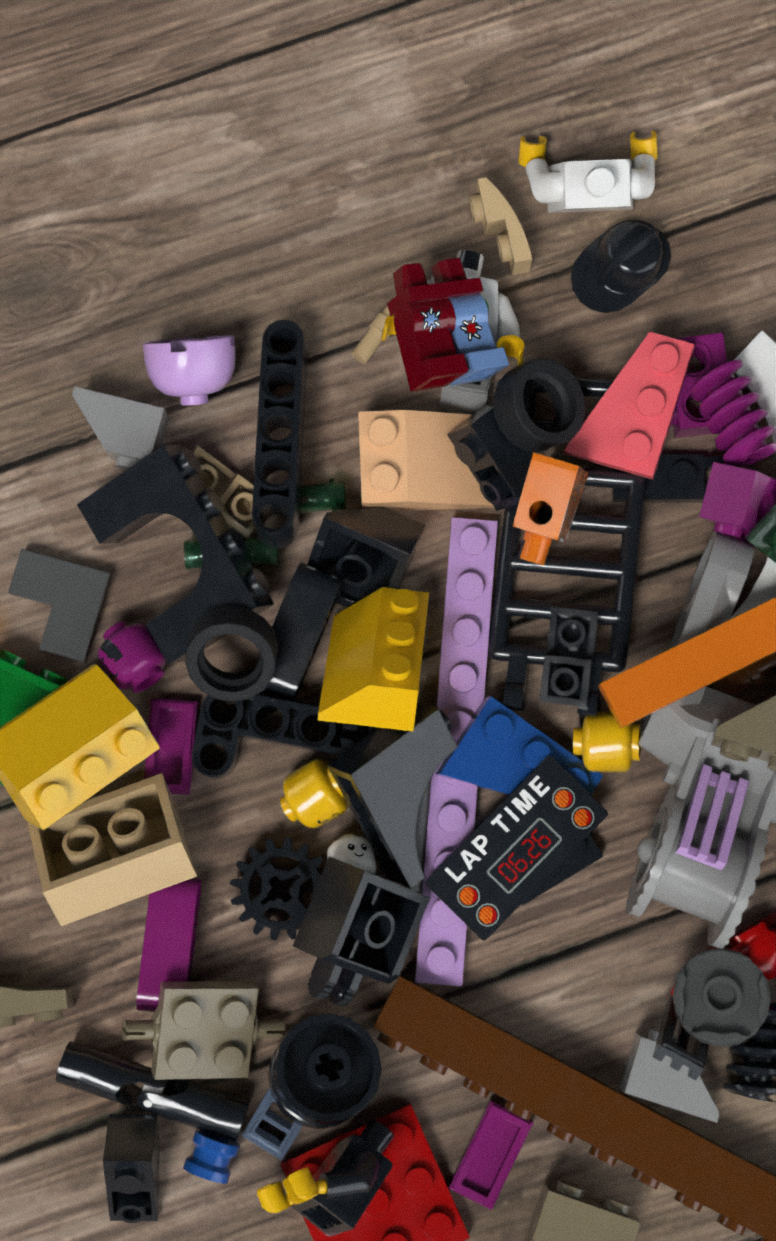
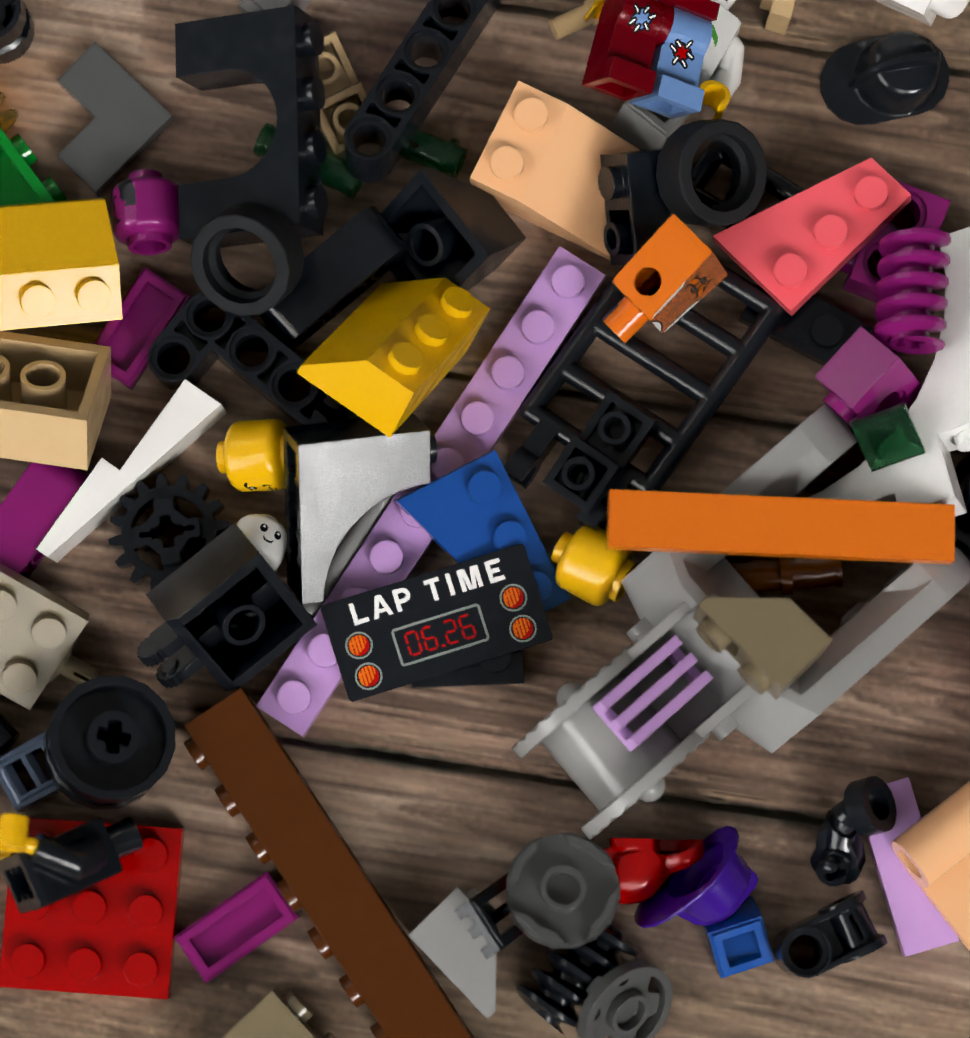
camera: 30 degrees right, 0 degrees up
(243, 802) = (174, 430): none -> white slope

